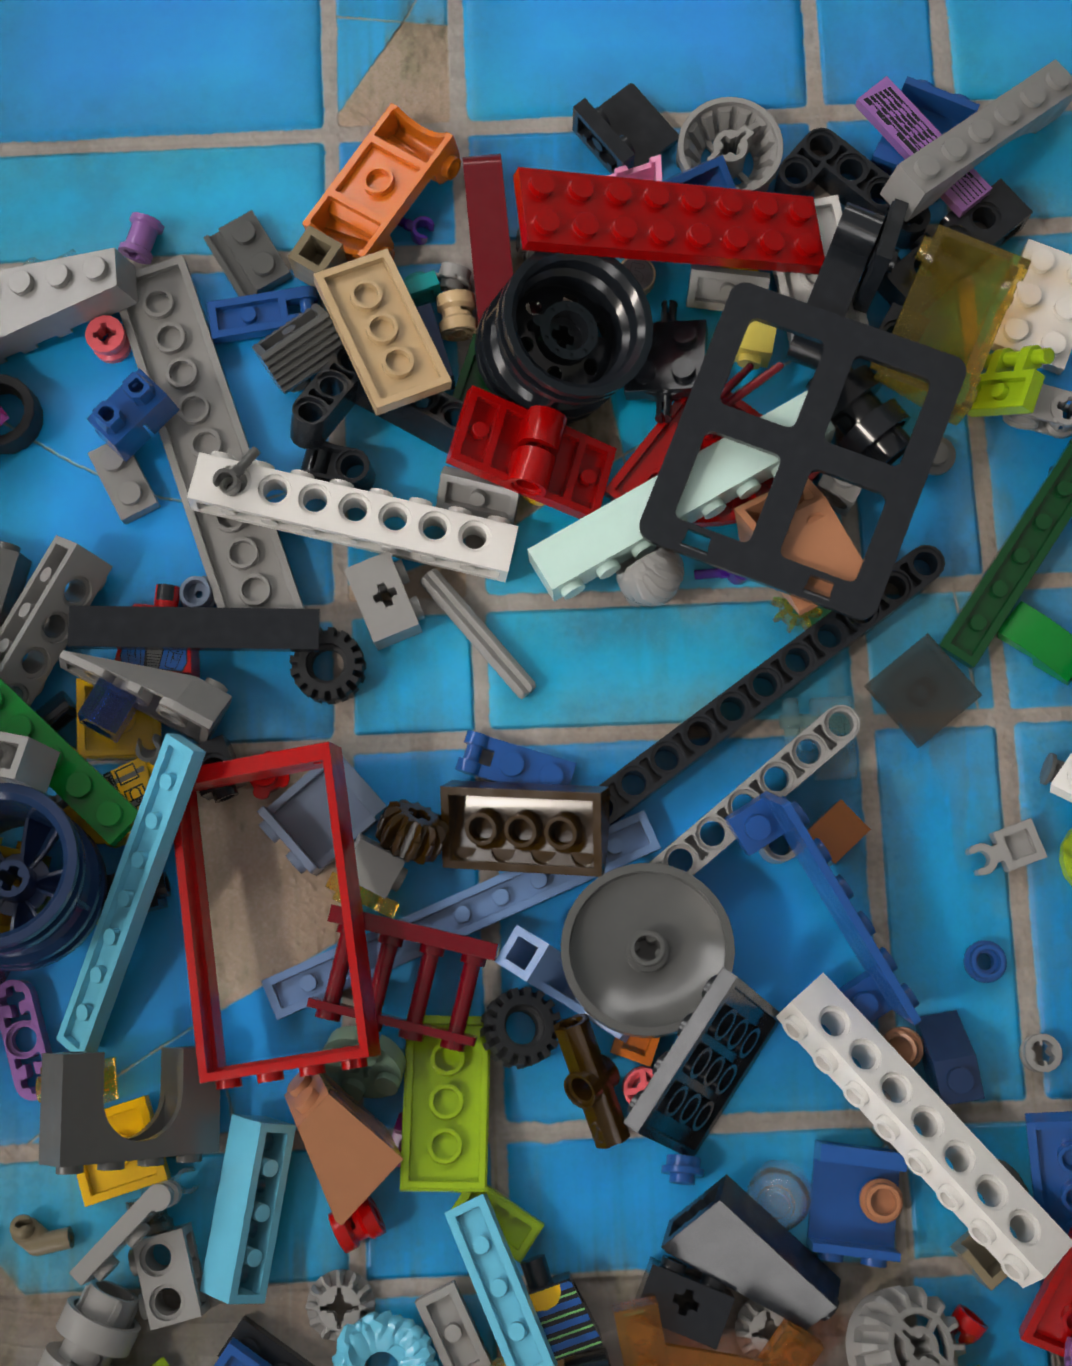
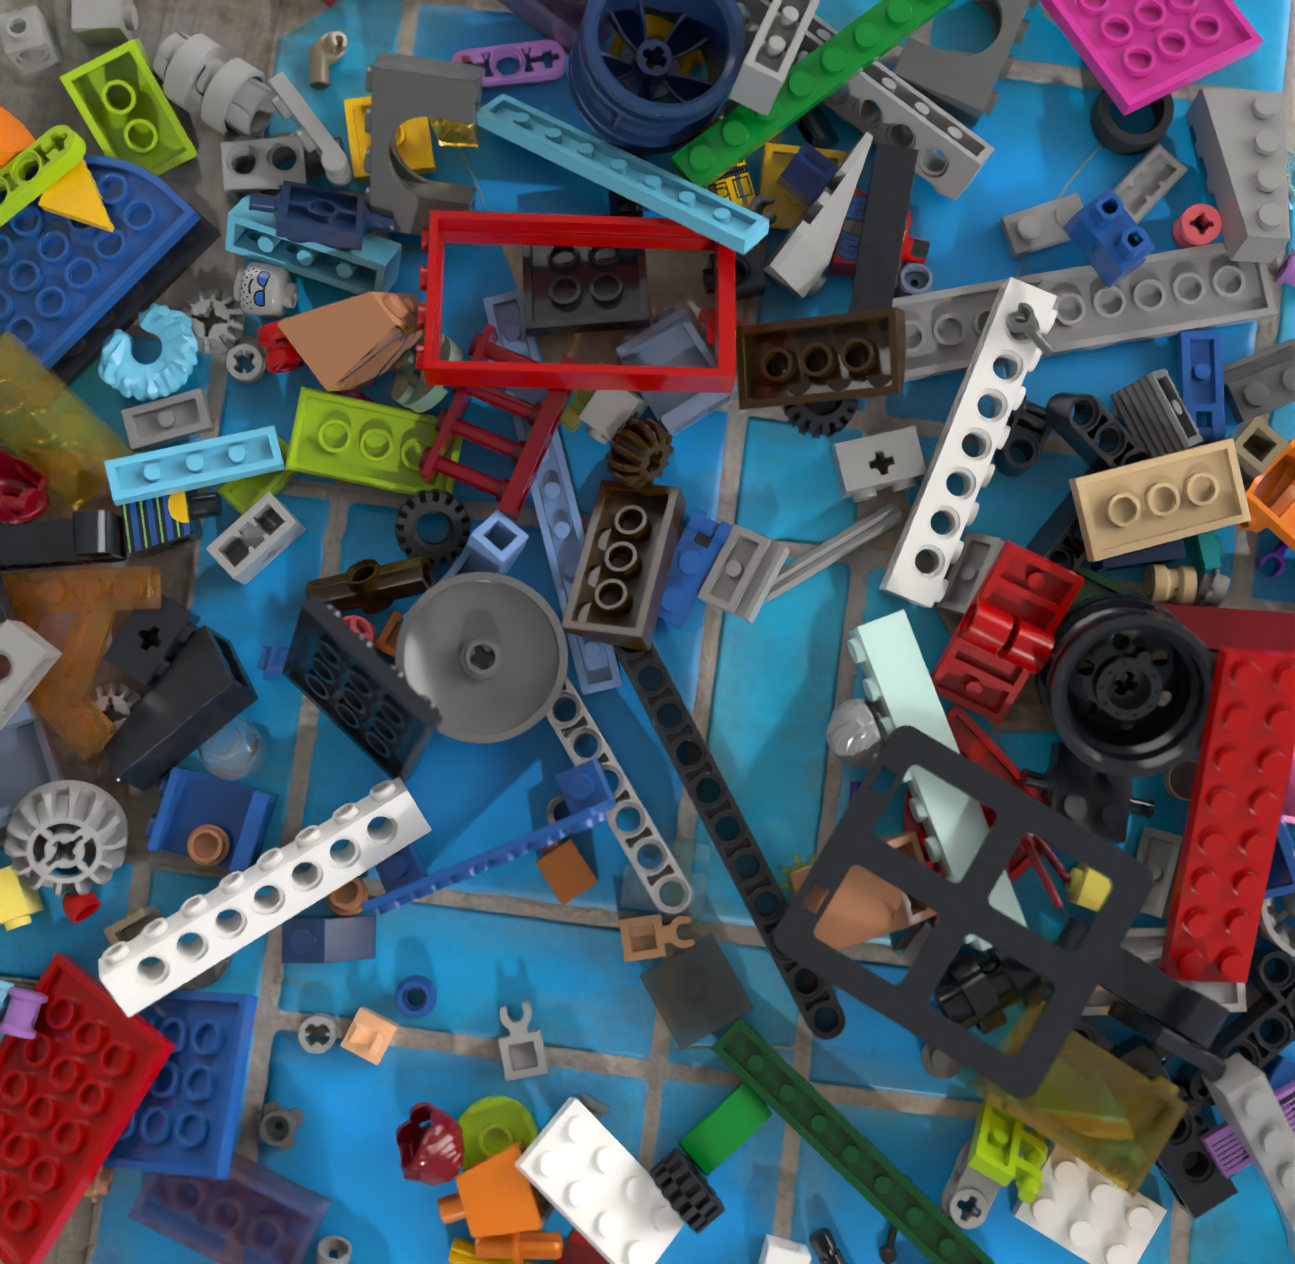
camera: 90 degrees right, 5 degrees up
(68, 389) = (1149, 181): none -> light grey plate
(216, 1203) = (321, 215): none -> dark blue plate
(251, 915) = (584, 288): none -> black plate
(294, 665) = (821, 358): none -> dark brown slope
(301, 1252) = (265, 290): none -> light grey head
(383, 1272) = (234, 366): none -> light grey bush
(514, 711) = (743, 573): none -> light grey plate
(563, 1210) = (256, 538): none -> light grey brick
(880, 745) = (646, 936): none -> medium nougat plate
(1031, 1000) = (369, 1035): none -> light nougat tile

